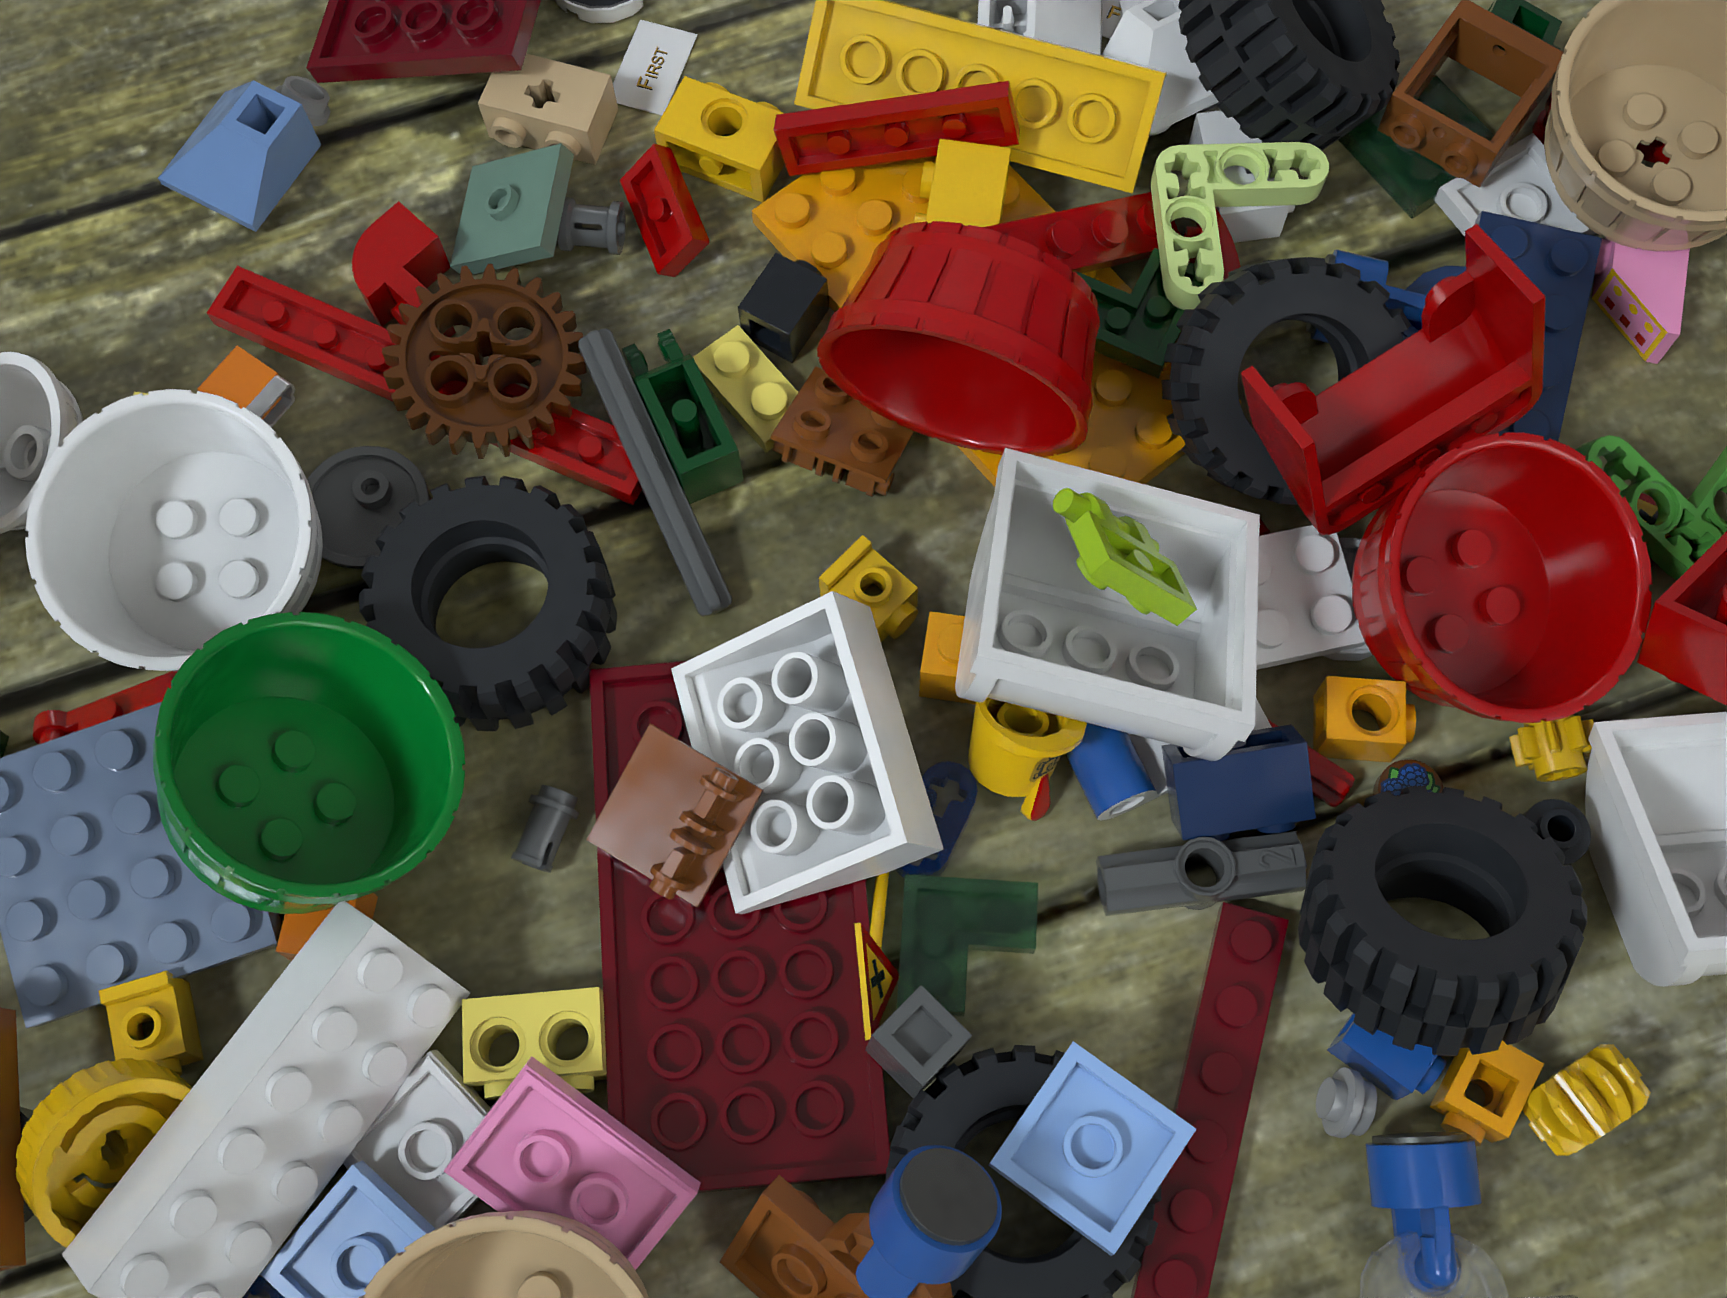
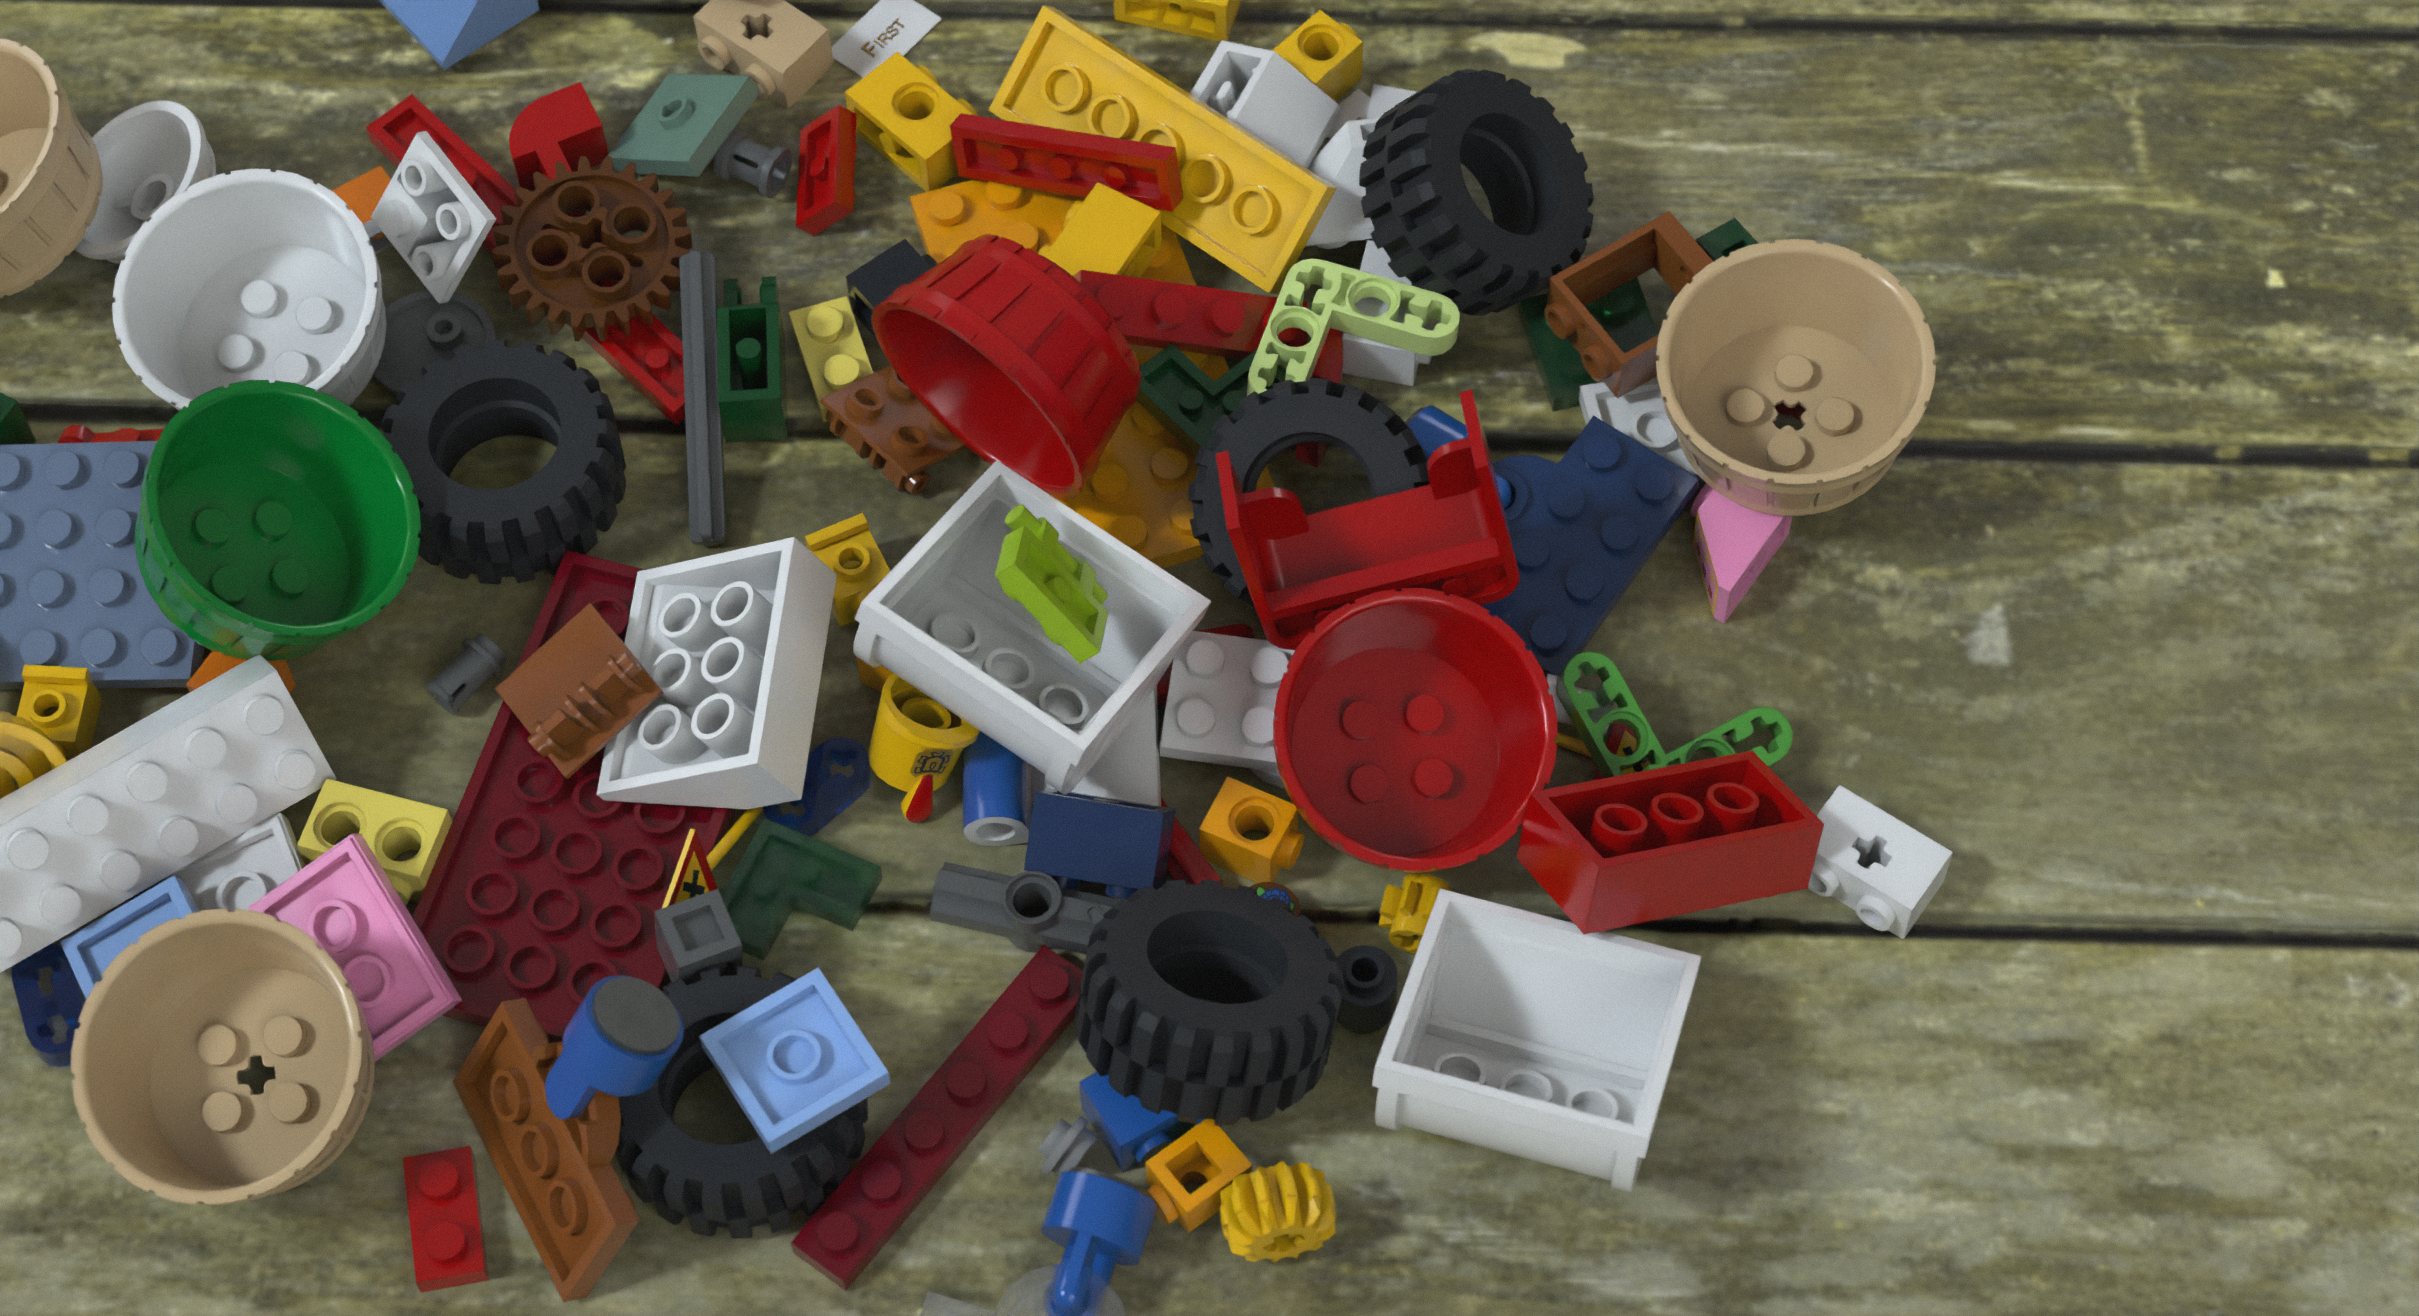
camera: 20 degrees right, 10 degrees down
(319, 382) = (433, 217): none -> white slope

